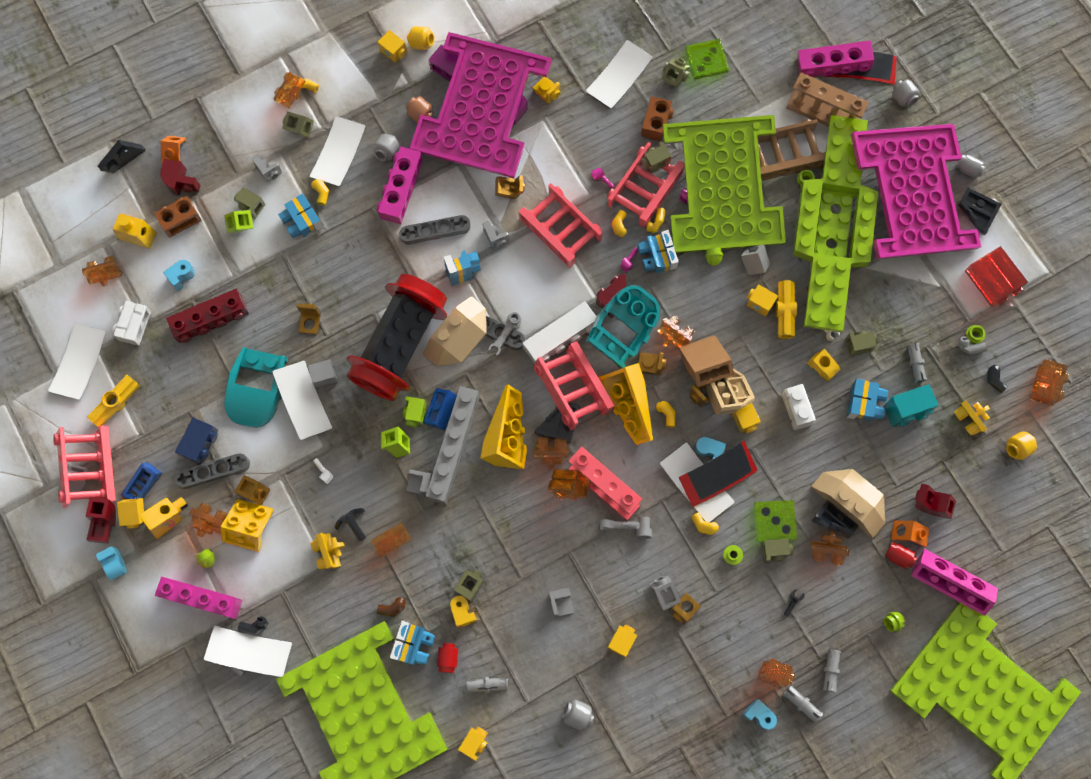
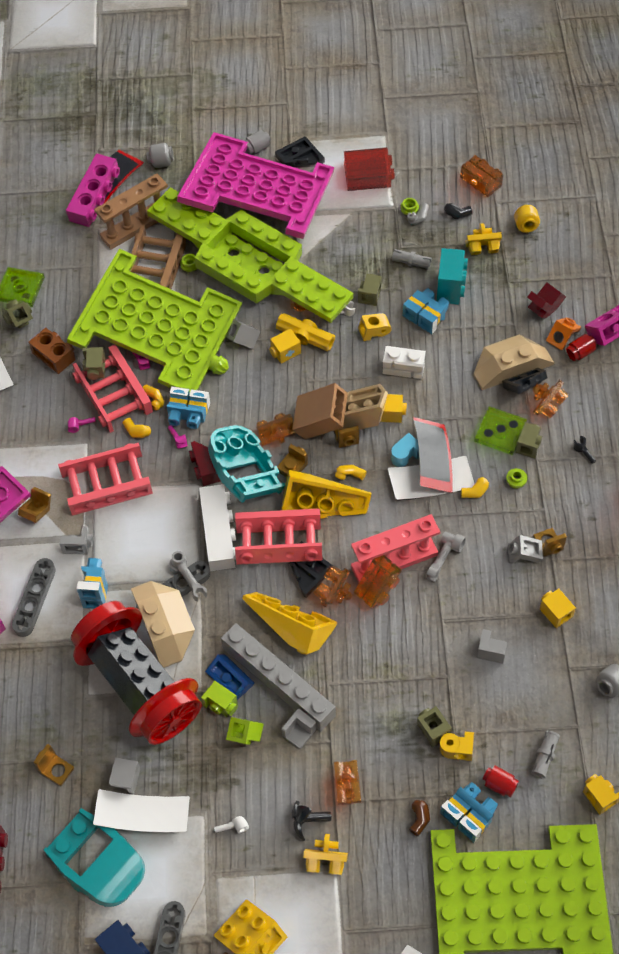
camera: 65 degrees left, 15 degrees down
(252, 490) = (213, 911): pearl gold bracket -> none

